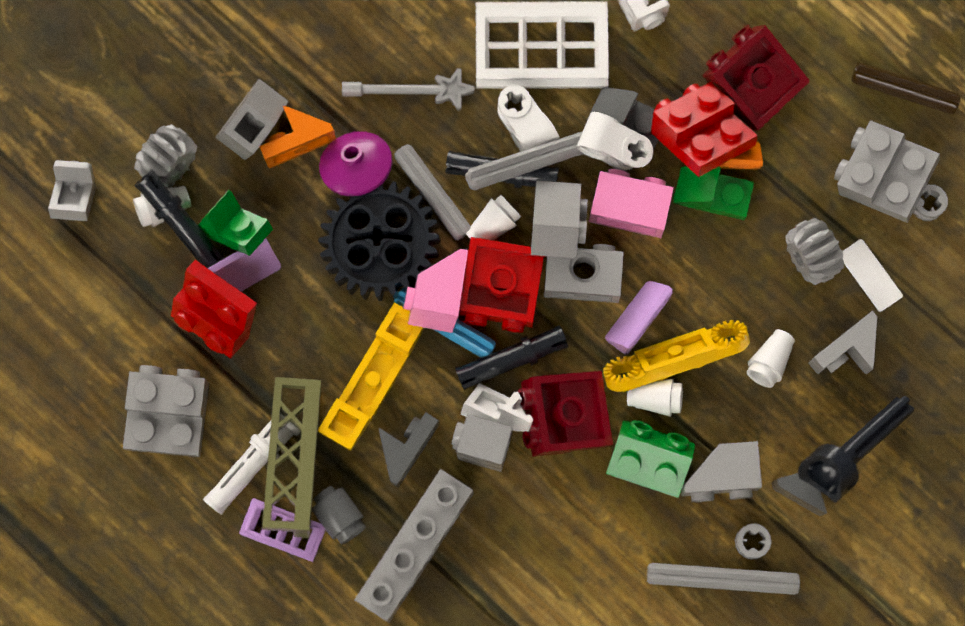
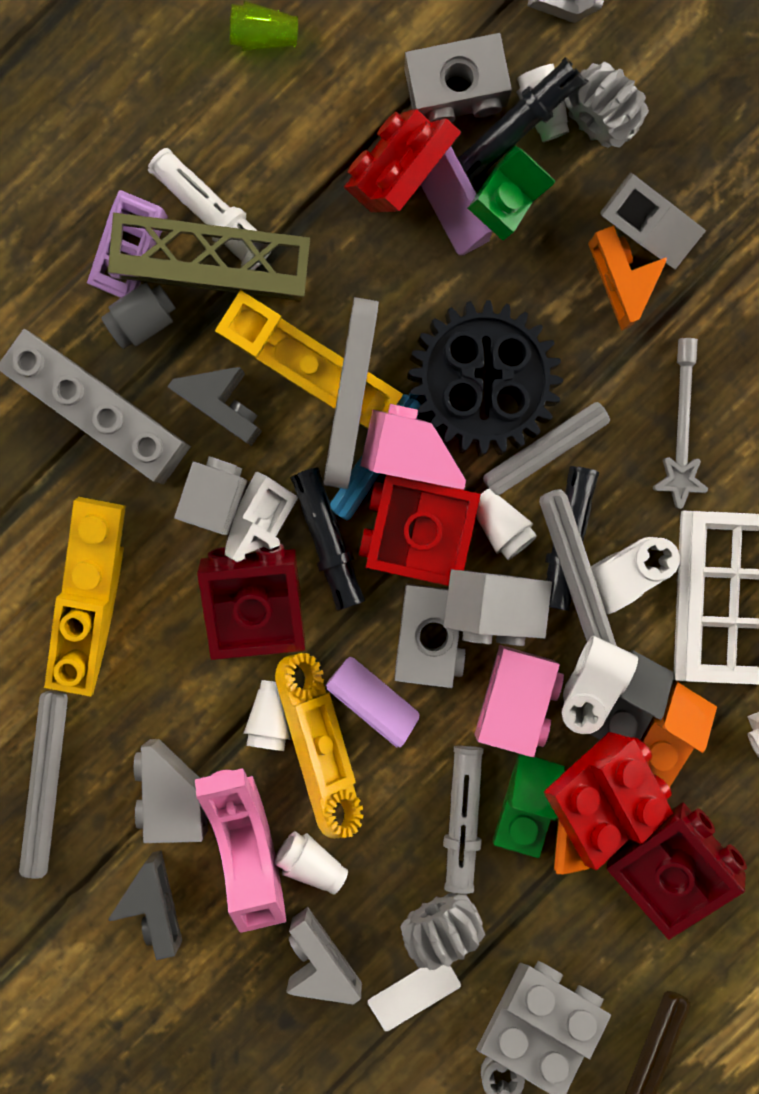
camera: 90 degrees right, 10 degrees up
(105, 429) = (261, 27): none -> clear neon green cone
(132, 255) = (476, 60): none -> light grey brick
(165, 411) = (279, 104): light grey plate -> none
(358, 174) = (574, 361): magenta dish -> none
(396, 339) = (351, 393): none -> light grey beam
(567, 547) = (87, 596): none -> yellow slope
(648, 80) = (682, 728): none -> orange slope
(651, 458) = (194, 706): bracket -> none
(708, 240) = (461, 874): none -> light grey pin
(753, 553) = (73, 818): light grey bush -> none
(761, 409) = (245, 848): none -> bright pink arch
(835, 468) = (154, 940): black piece -> none

